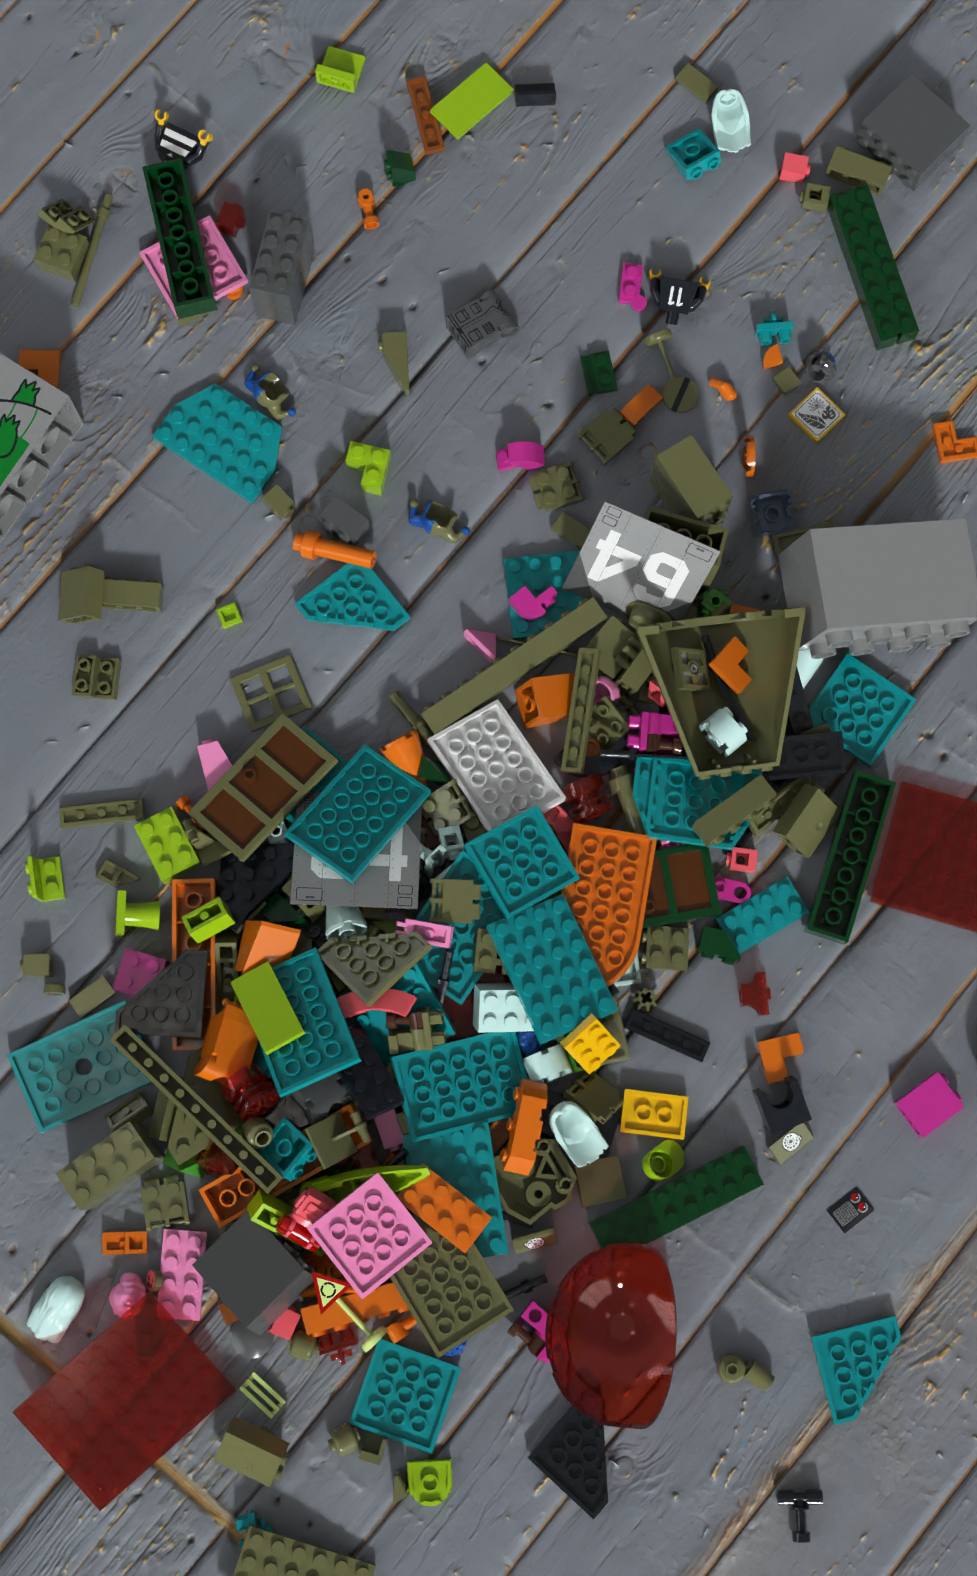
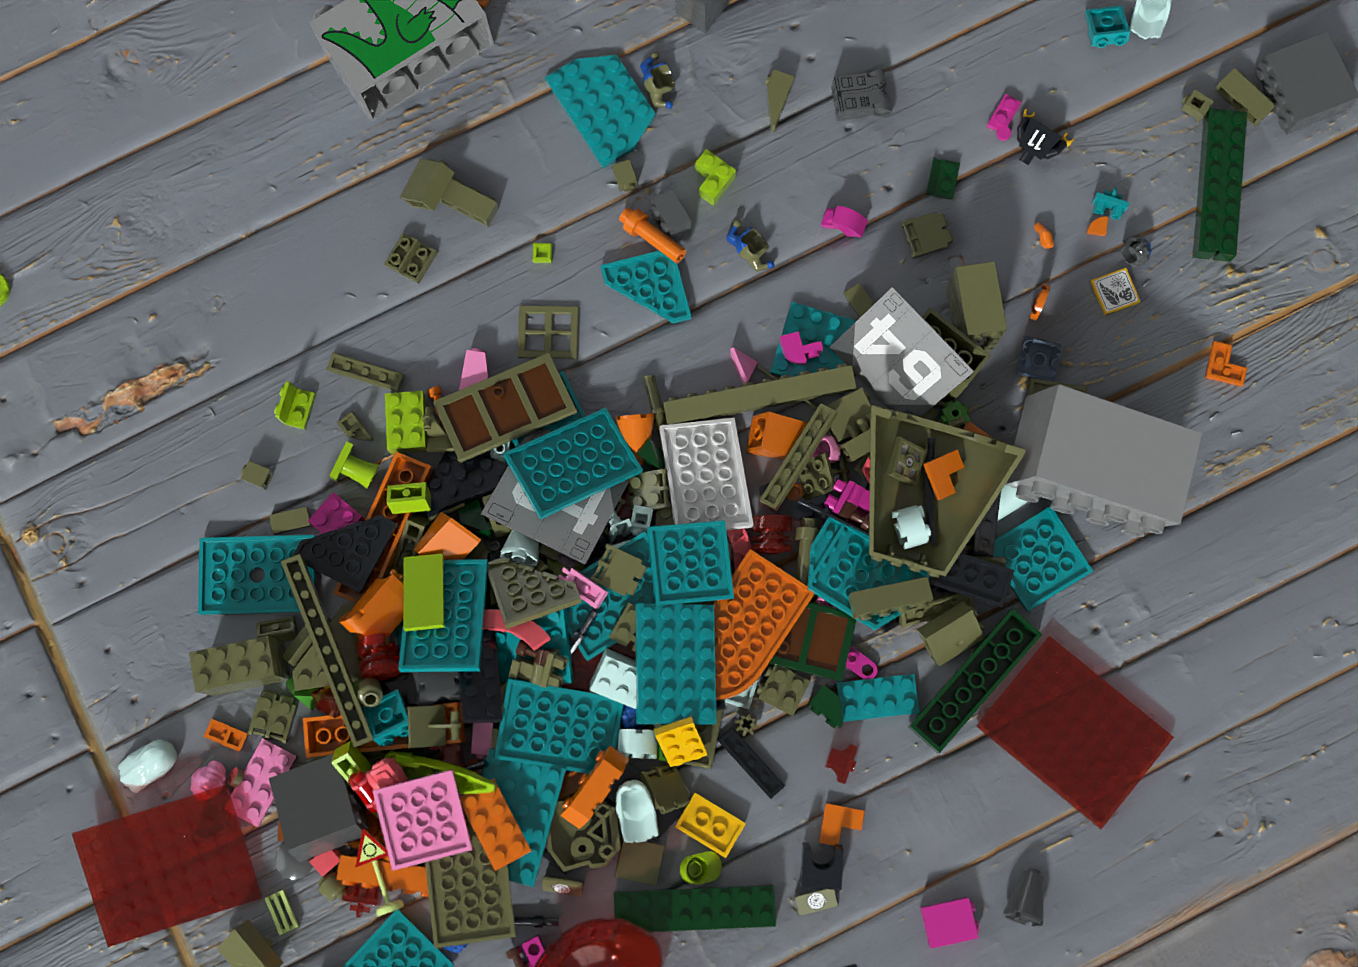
camera: 30 degrees right, 0 degrees up
(54, 989) = (262, 501): olive tile -> none
(399, 1330) = (416, 909): orange leg -> none
(556, 487) = (863, 260): olive plate -> none
(641, 404) = (967, 220): orange slope -> none
(642, 613) = (888, 397): olive piece -> none
(680, 392) = (1005, 223): olive piece -> none
(749, 857) = (888, 642): coral brick -> none
(786, 380) = (1101, 251): olive tile -> none
(794, 168) = (1190, 72): coral brick -> none

